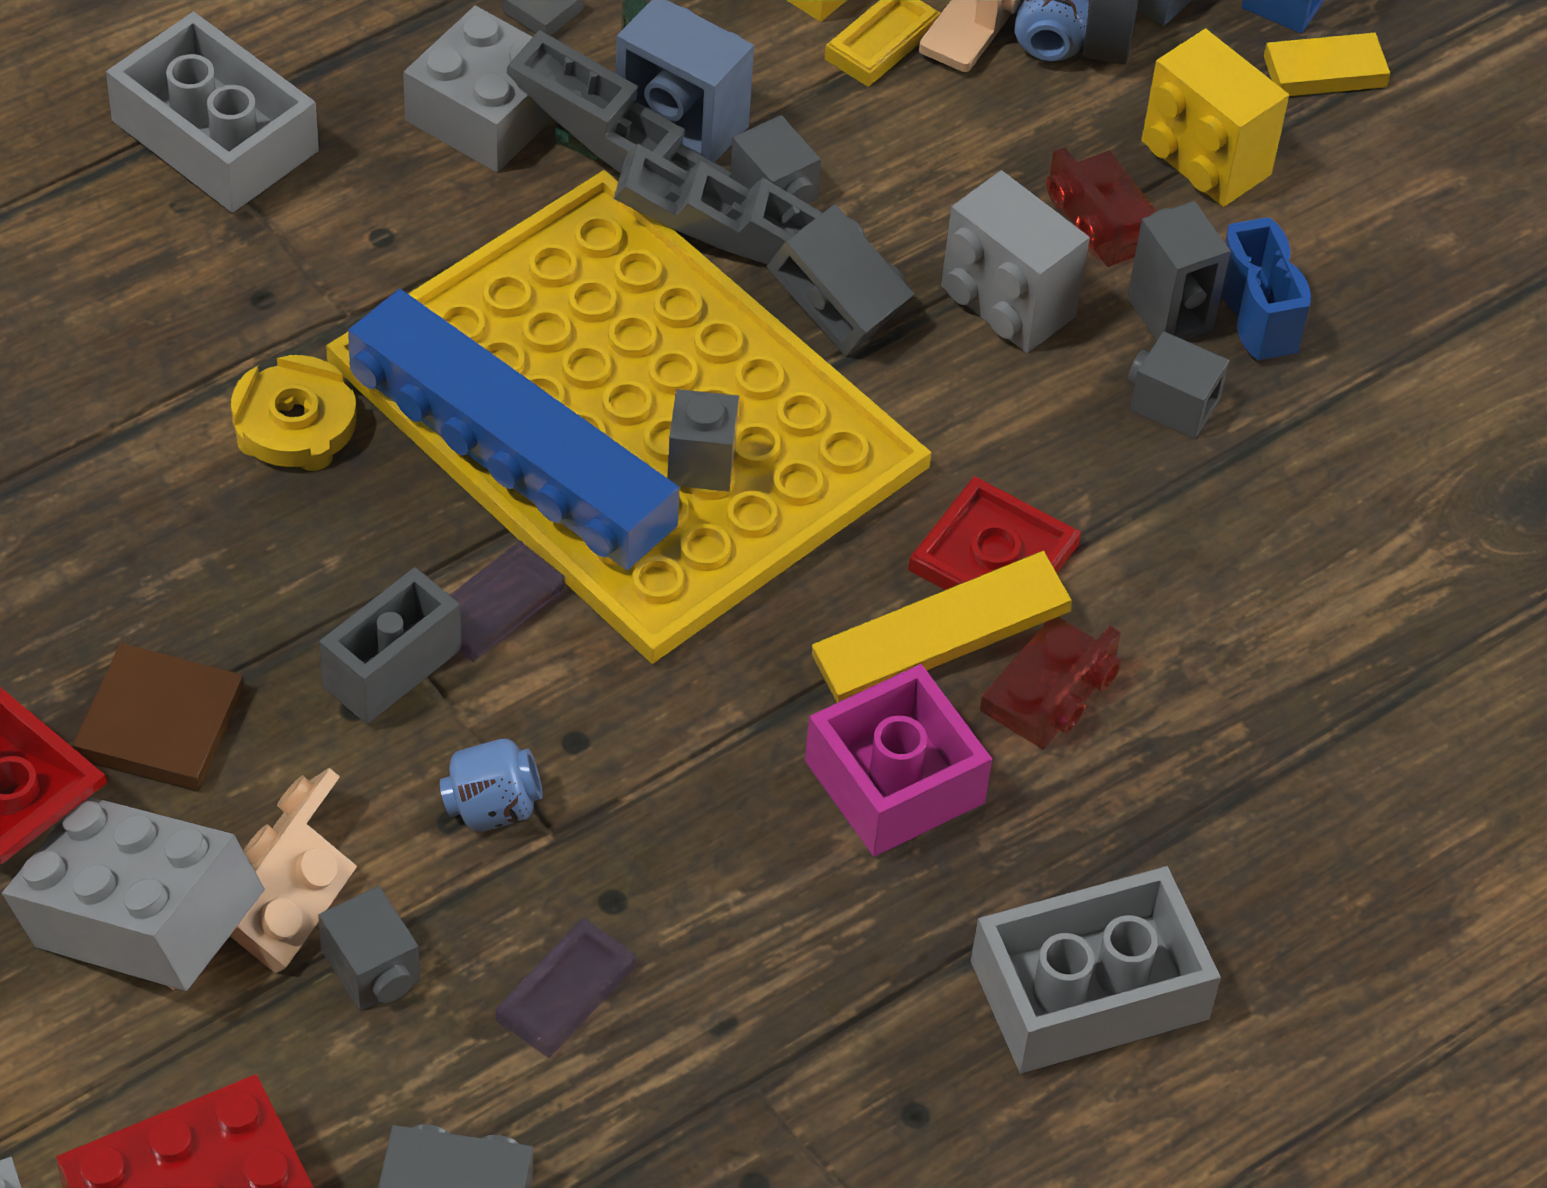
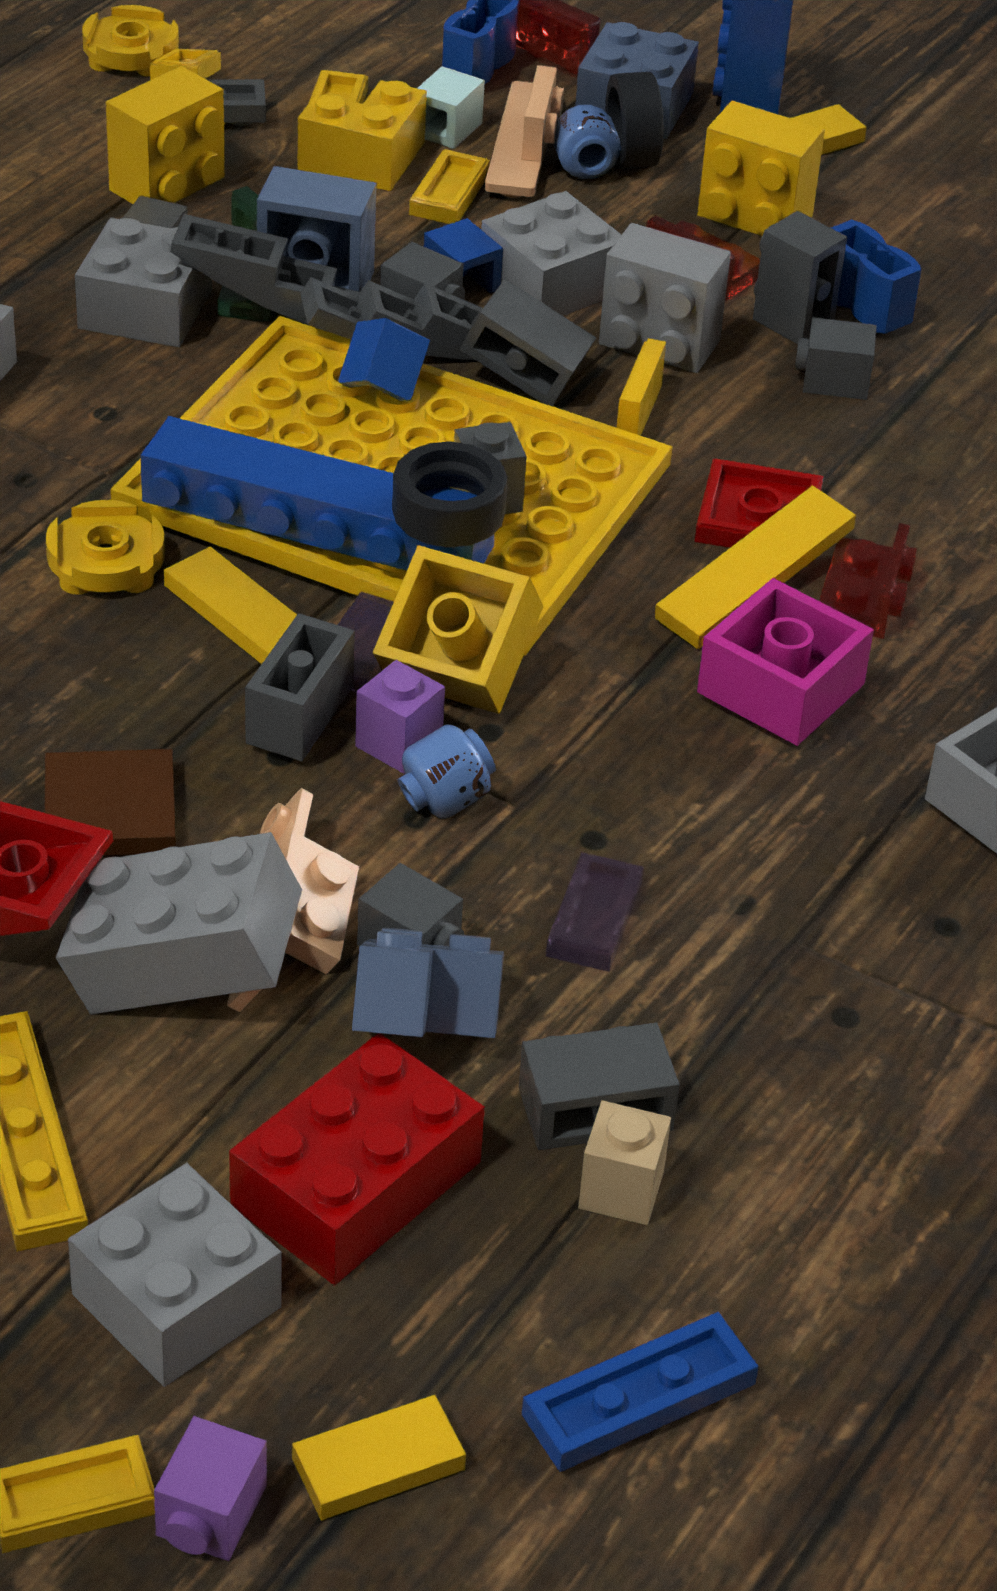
camera: 20 degrees left, 10 degrees down
(329, 1030) = (427, 987): none -> sand blue brick
(393, 515) = (230, 601): none -> yellow tile
(476, 702) = (396, 712): none -> medium lavender brick
(574, 627) = (461, 626): none -> yellow brick
(620, 436) = (445, 521): none -> black tyre
(669, 267) = (384, 358): none -> blue panel
(839, 135) = (473, 248): none -> blue panel
(926, 160) = (554, 251): none -> light grey brick
(938, 370) = (642, 387): none -> yellow tile

